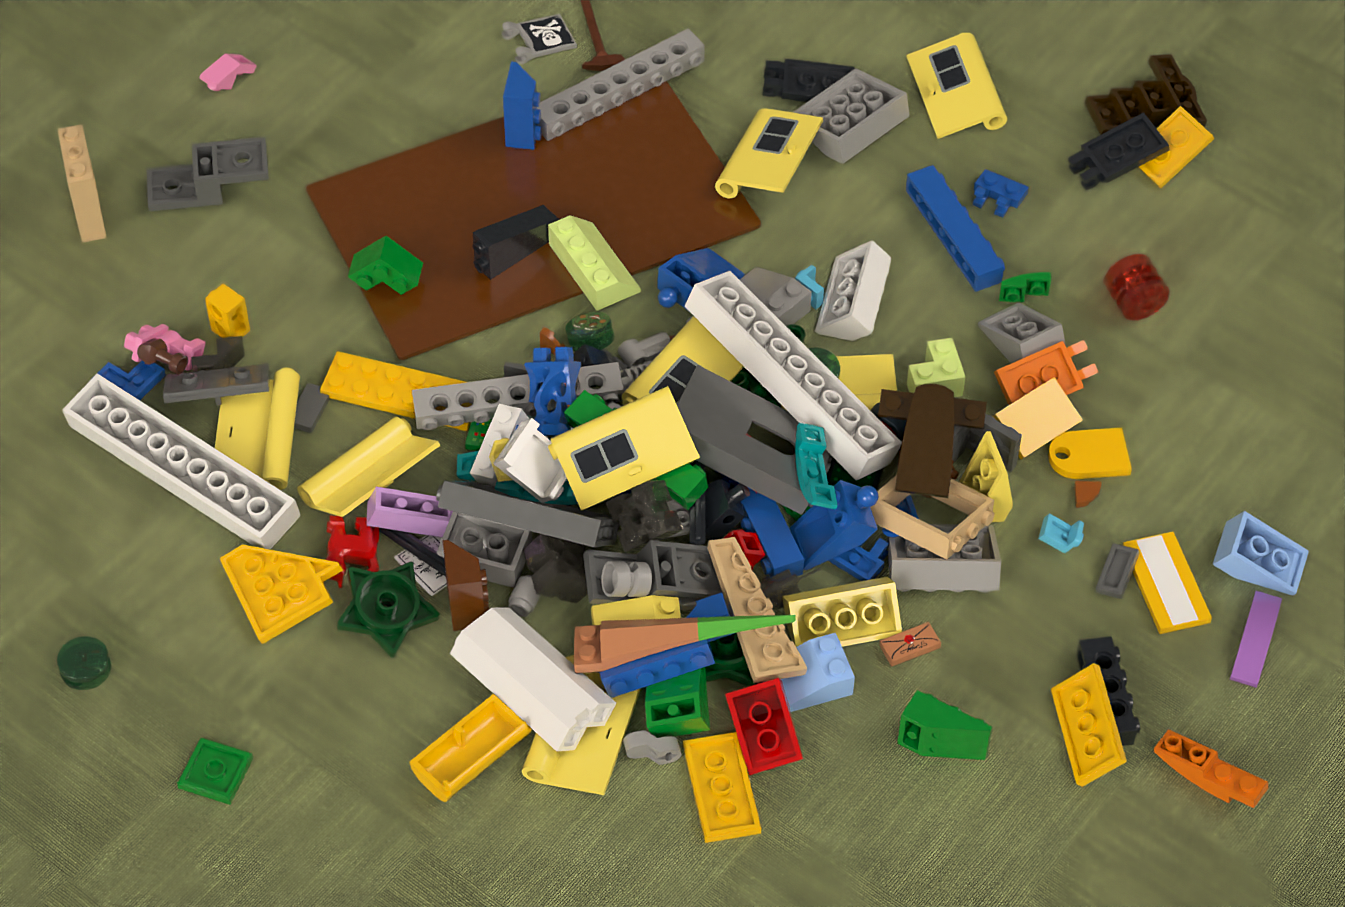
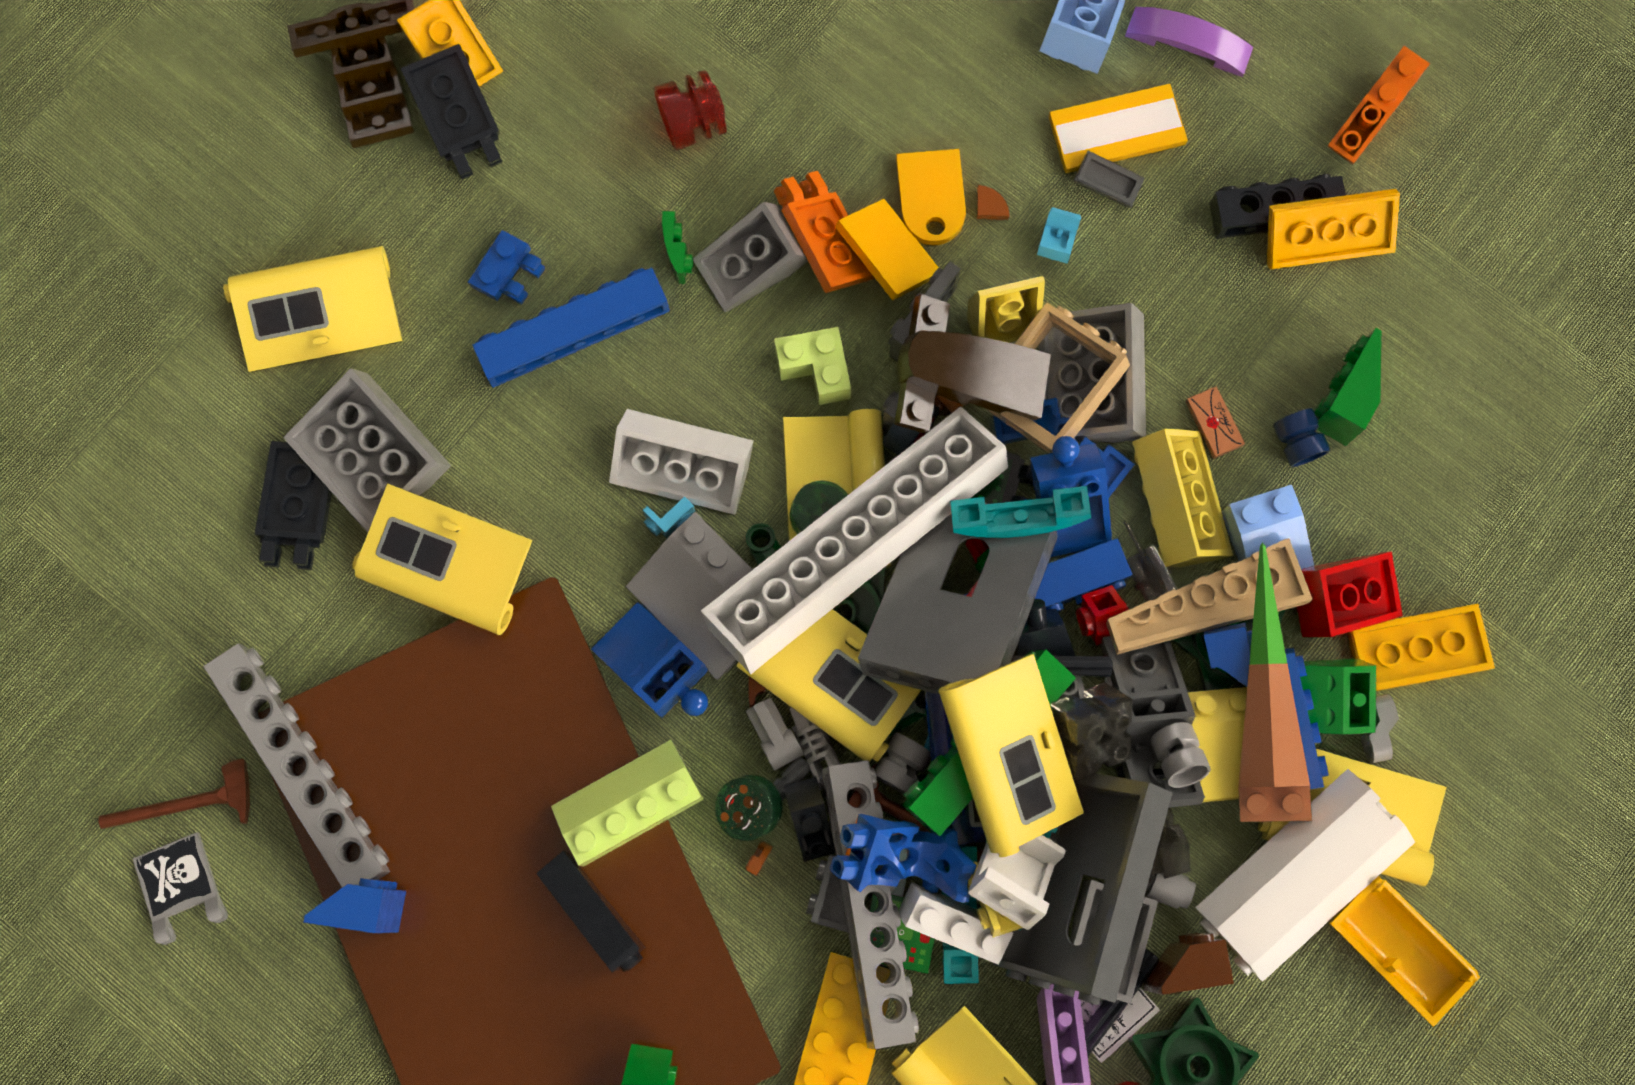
camera: 90 degrees left, 25 degrees up
(893, 698) = (1300, 435): none -> dark blue wheel

